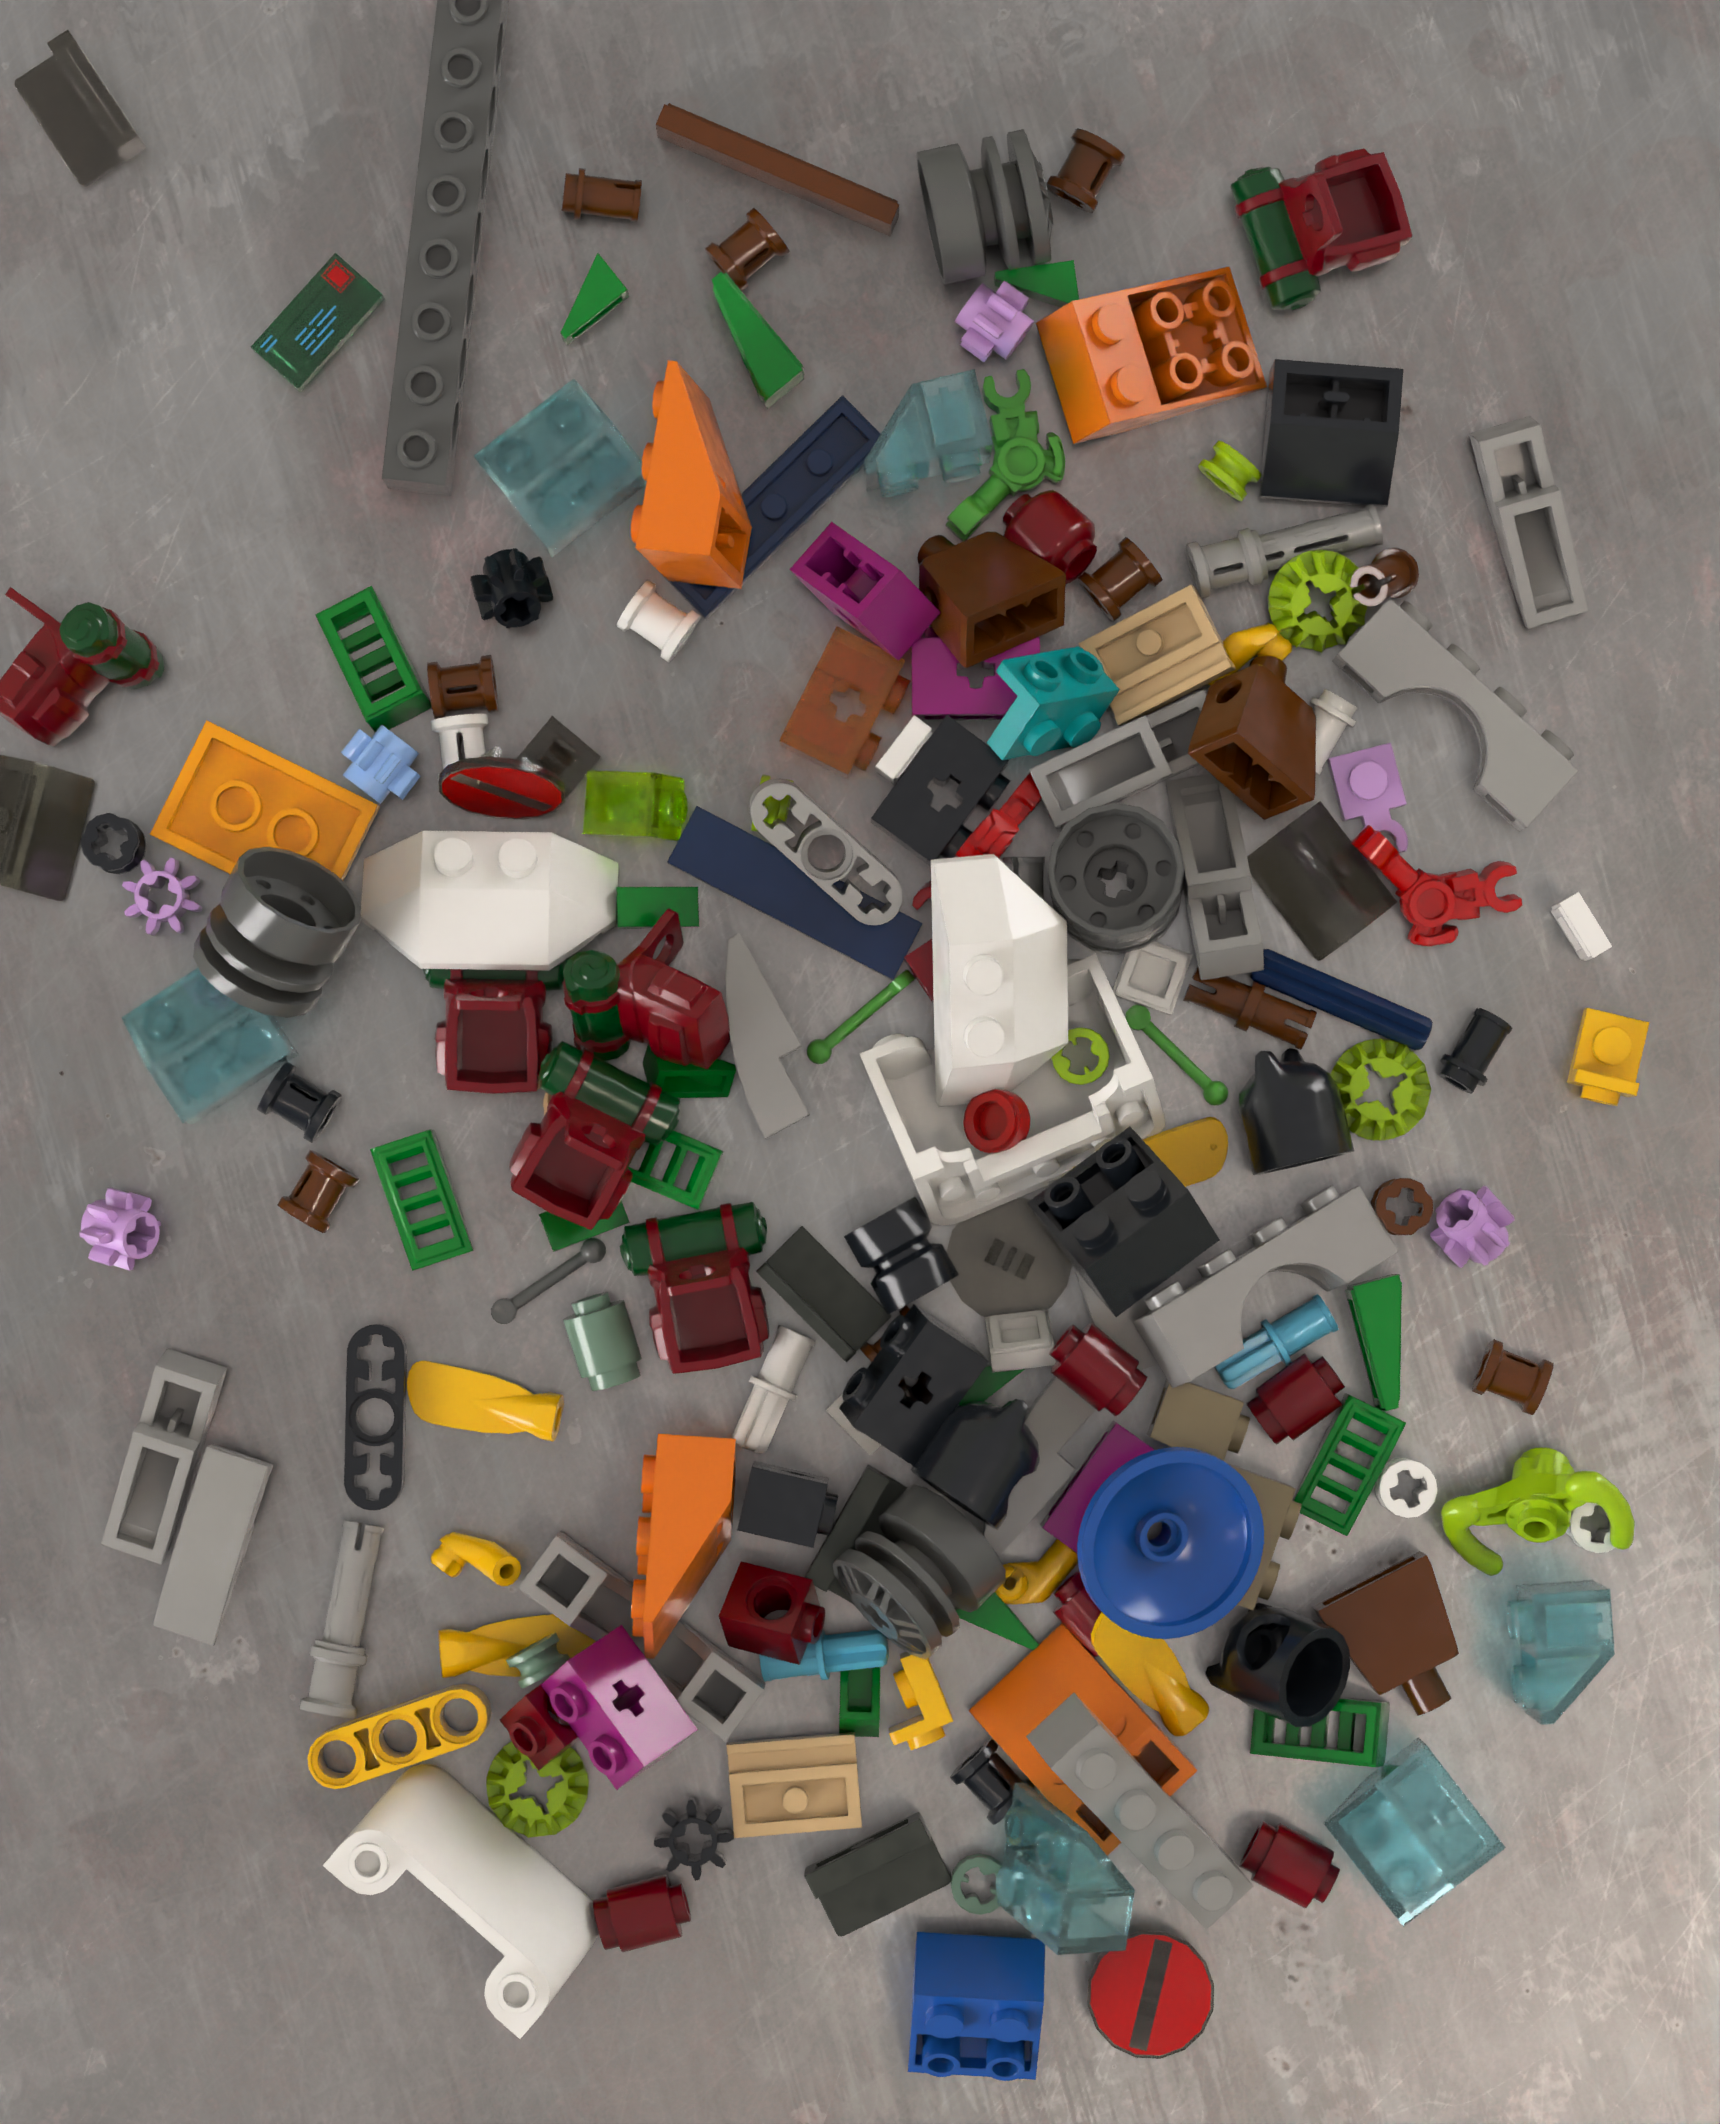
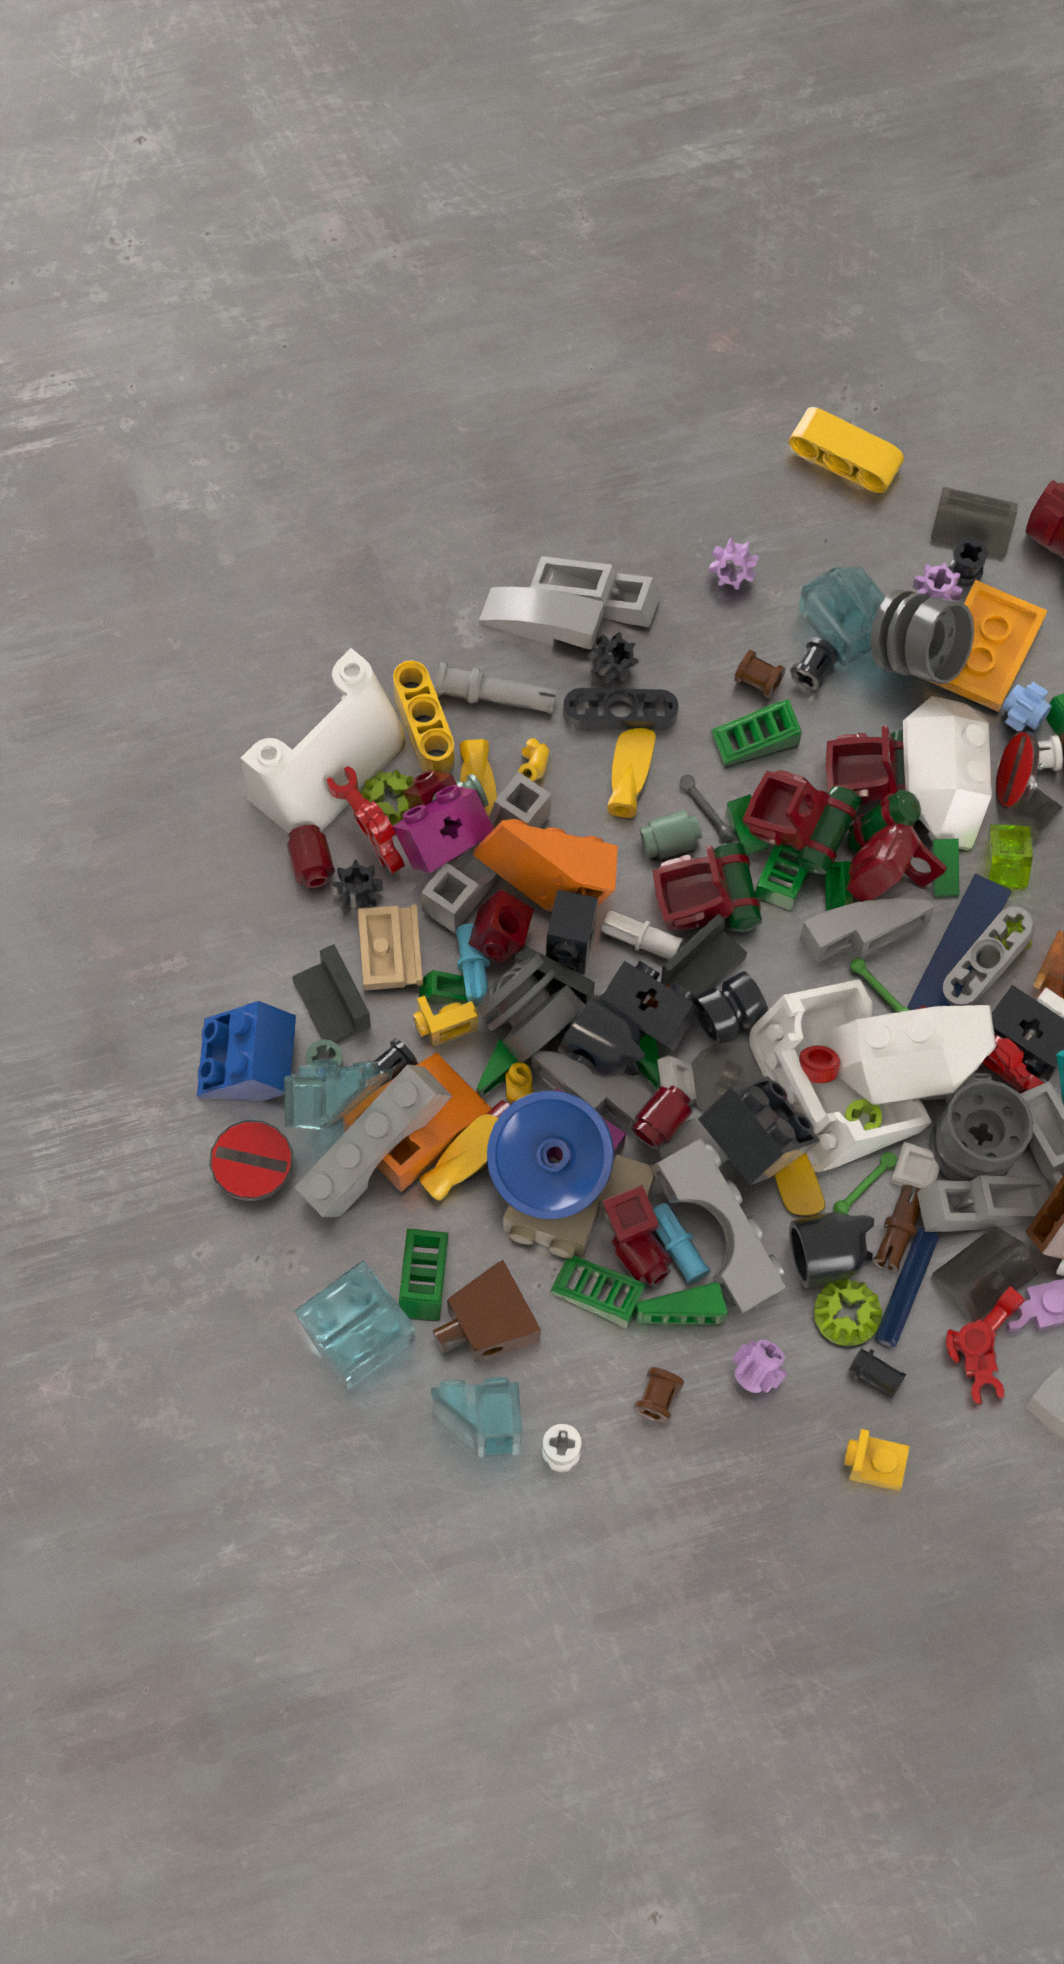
camera: 85 degrees right, 20 degrees down
(277, 1435) = (621, 652): none -> black gear
(593, 1826) = (370, 820): none -> red piece
(1266, 1421) = (631, 1214): none -> dark red brick
(1283, 1665) = (466, 1238): black piece -> none
(1290, 1864) = (334, 1249): dark red brick -> none
(1416, 1195) = (783, 1320): reddish brown bush -> none
(1423, 1496) = (592, 1314): white bush -> none
(1534, 1506) = (572, 1401): lime piece -> none
(1580, 927) = (964, 1439): white tile -> none

